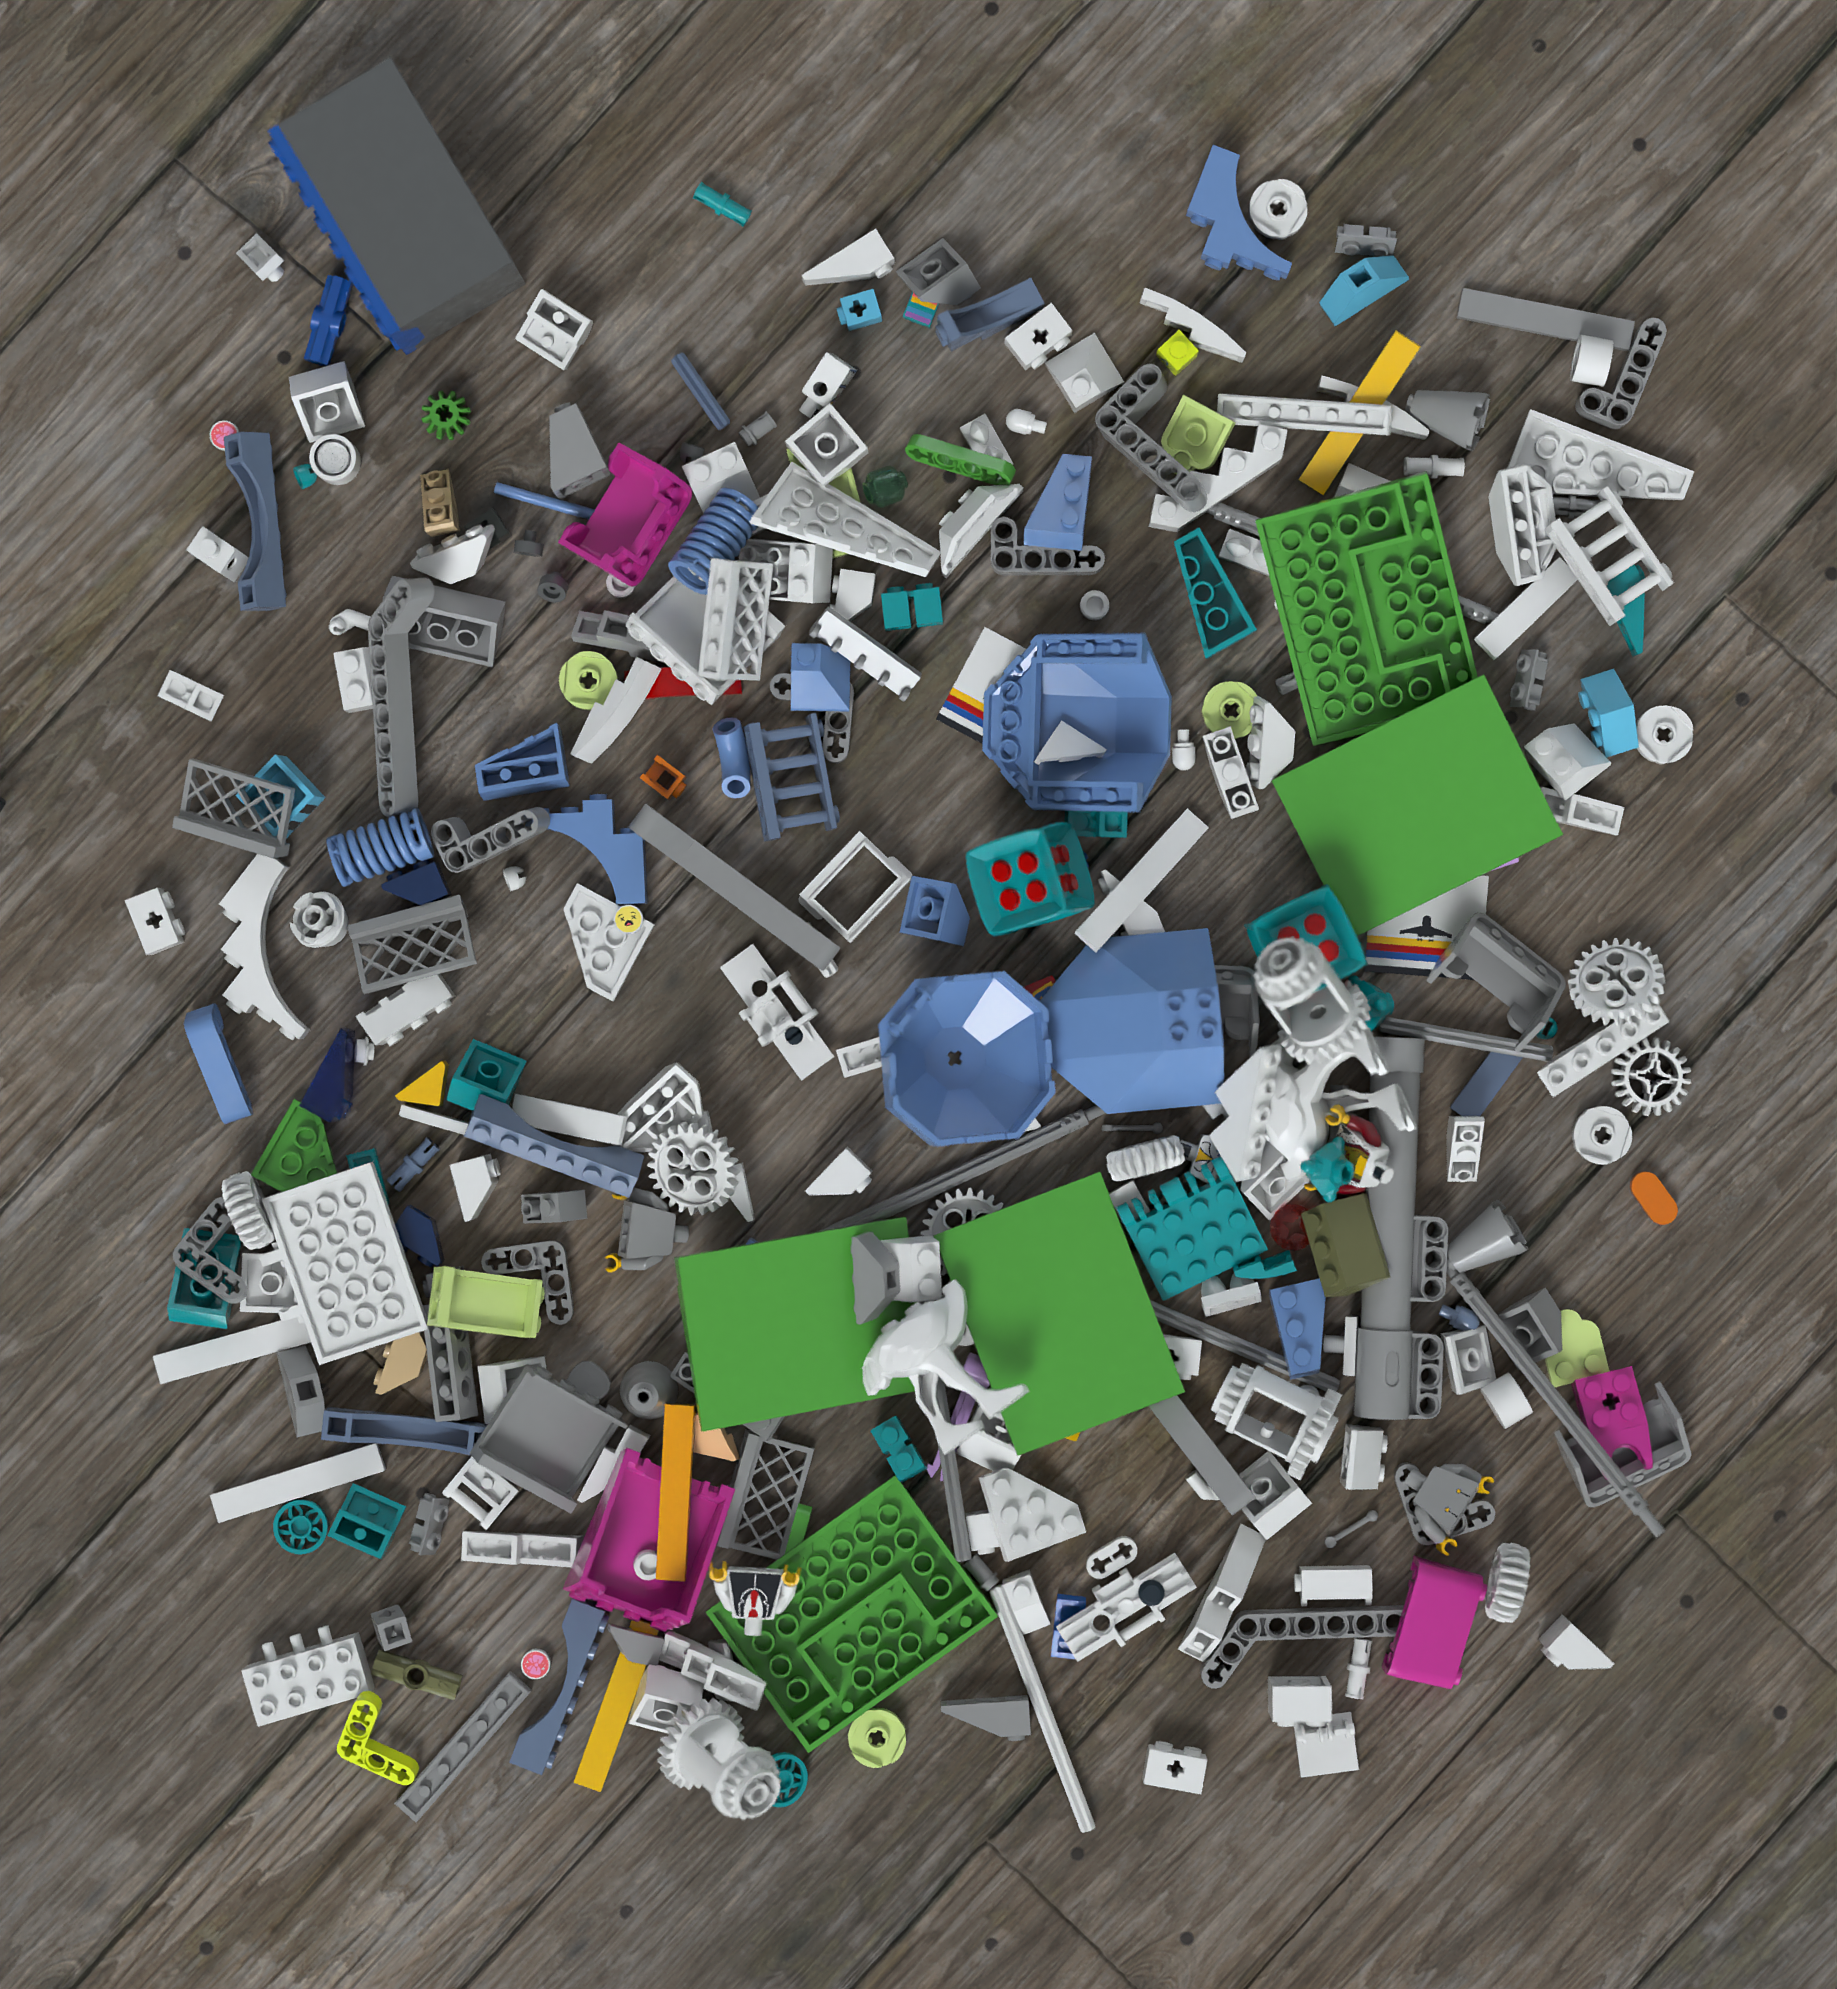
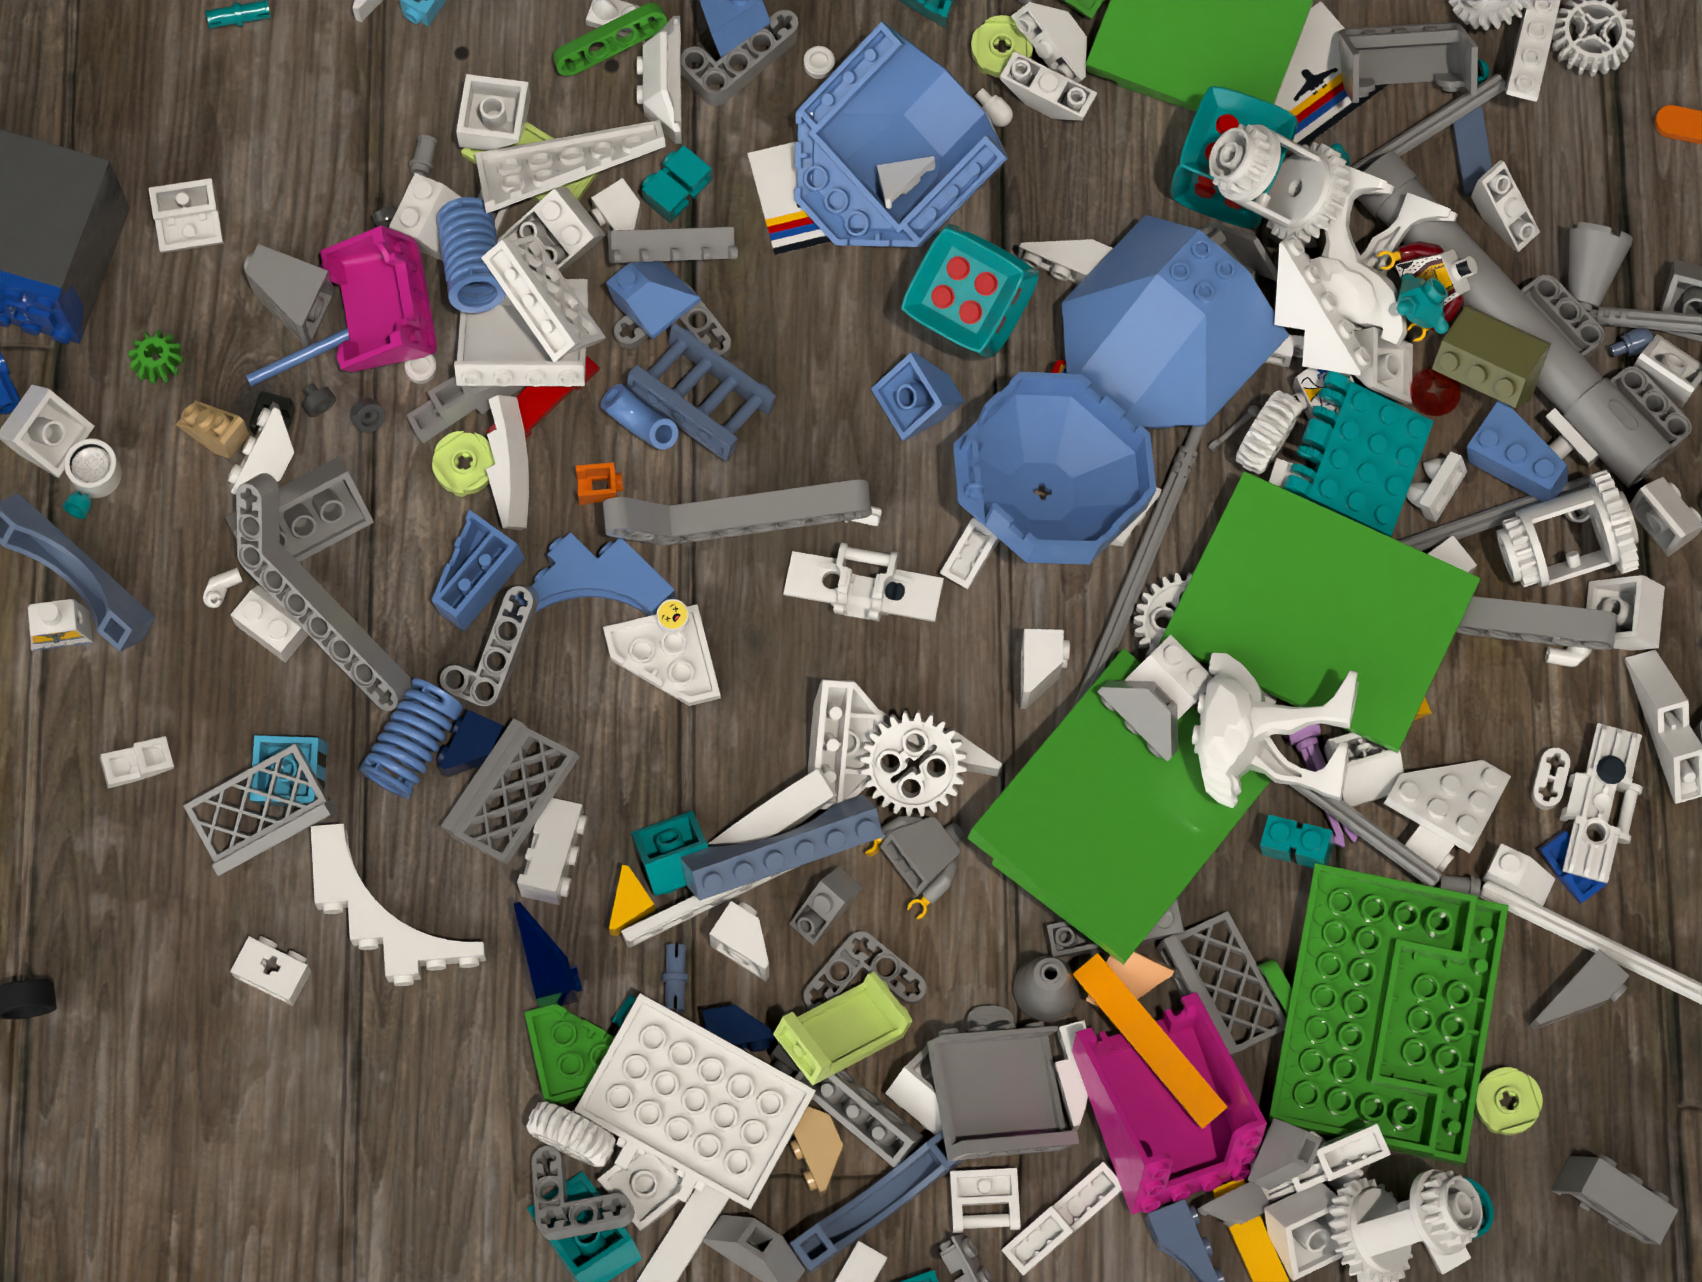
camera: 45 degrees left, 15 degrees down
(217, 1065) = (433, 1038): medium blue beam -> none
(319, 920) = (413, 841): white cone -> none
(363, 1051) = (548, 920): white plate -> none
(512, 878) = (545, 672): white hinge -> none
(645, 1564) = (1182, 1128): white tile -> none
(690, 1645) = (1283, 1155): none -> light grey slope
(700, 391) = (350, 167): sand blue axle -> none
(754, 1593) = (1295, 1058): torso -> none
(834, 867) = (815, 475): white piece -> none
(835, 375) = (447, 62): white torso -> none
(883, 1862) = (1617, 1197): none -> light grey wedge
(885, 486) = (567, 111): clear green head -> none
(1098, 823) = (984, 215): teal slope -> none
(1141, 880) = (1057, 226): white tile -> none
(1270, 1267) = (1440, 441): teal slope -> none
(1591, 1121) = (1597, 128): white plate -> none

